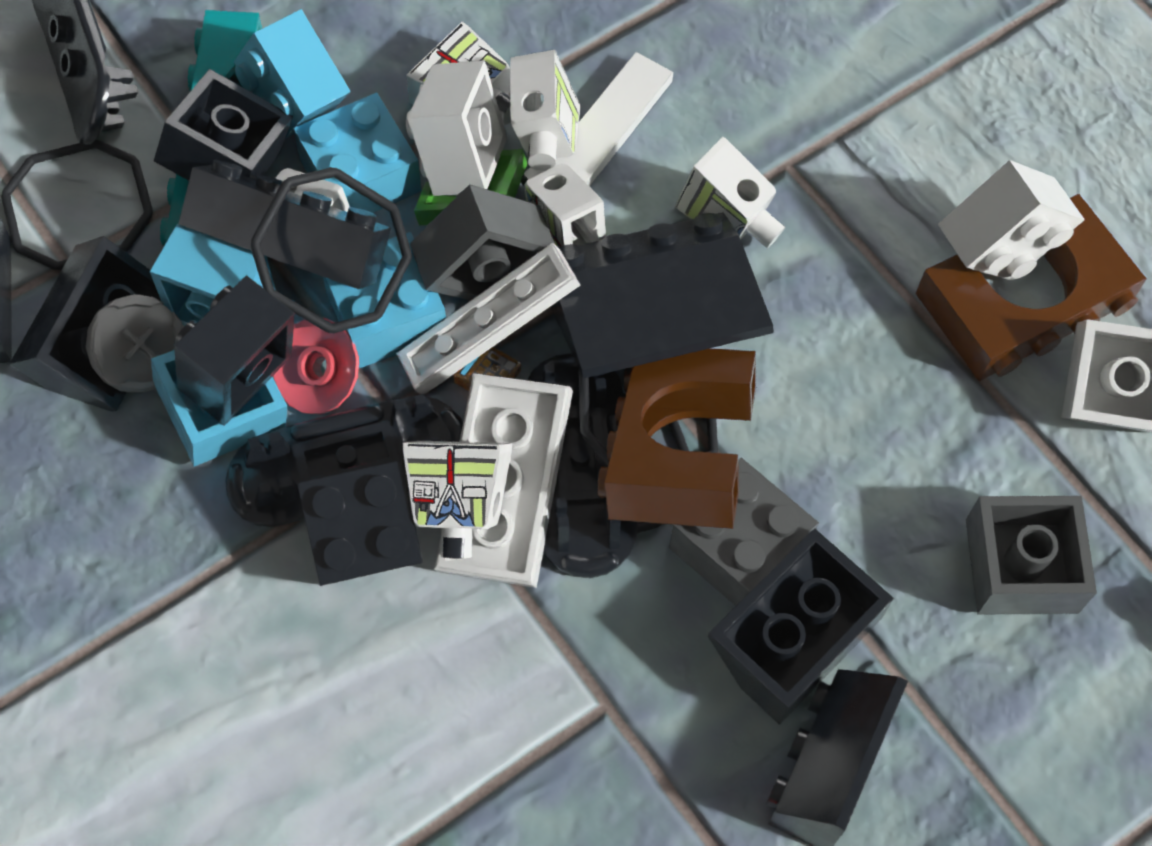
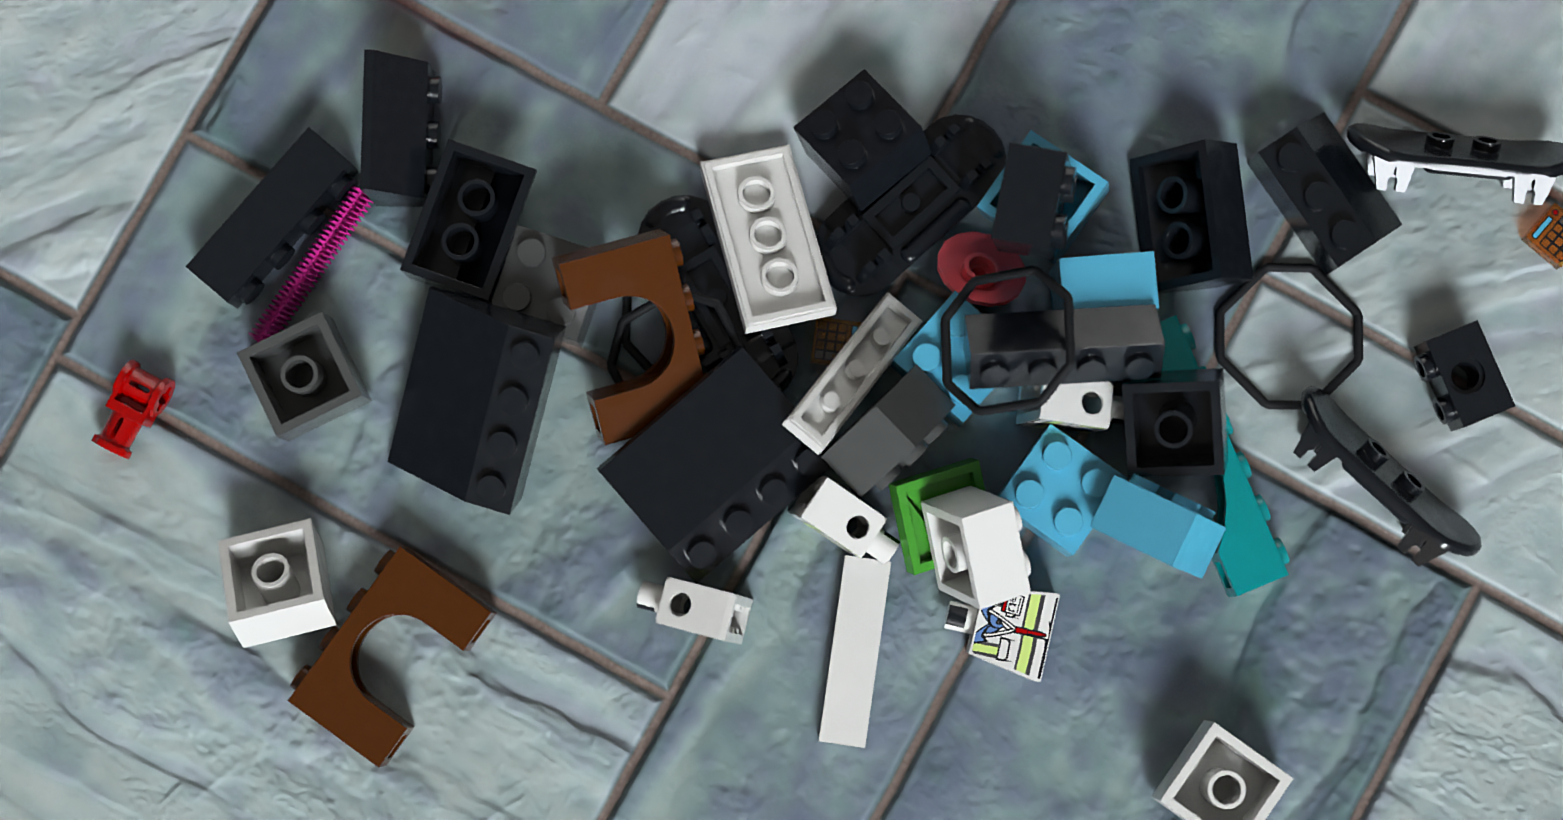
camera: 160 degrees right, 20 degrees up
(126, 339) = (1142, 211): light grey tile -> none
(456, 488) = (797, 196): torso -> none
(549, 127) = (909, 609): white torso -> none
(862, 452) = (475, 399): none -> black slope
(981, 674) = (312, 265): none -> dark pink axle
(1006, 734) = (273, 219): none -> black brick
(1011, 222) = (425, 686): white brick -> none

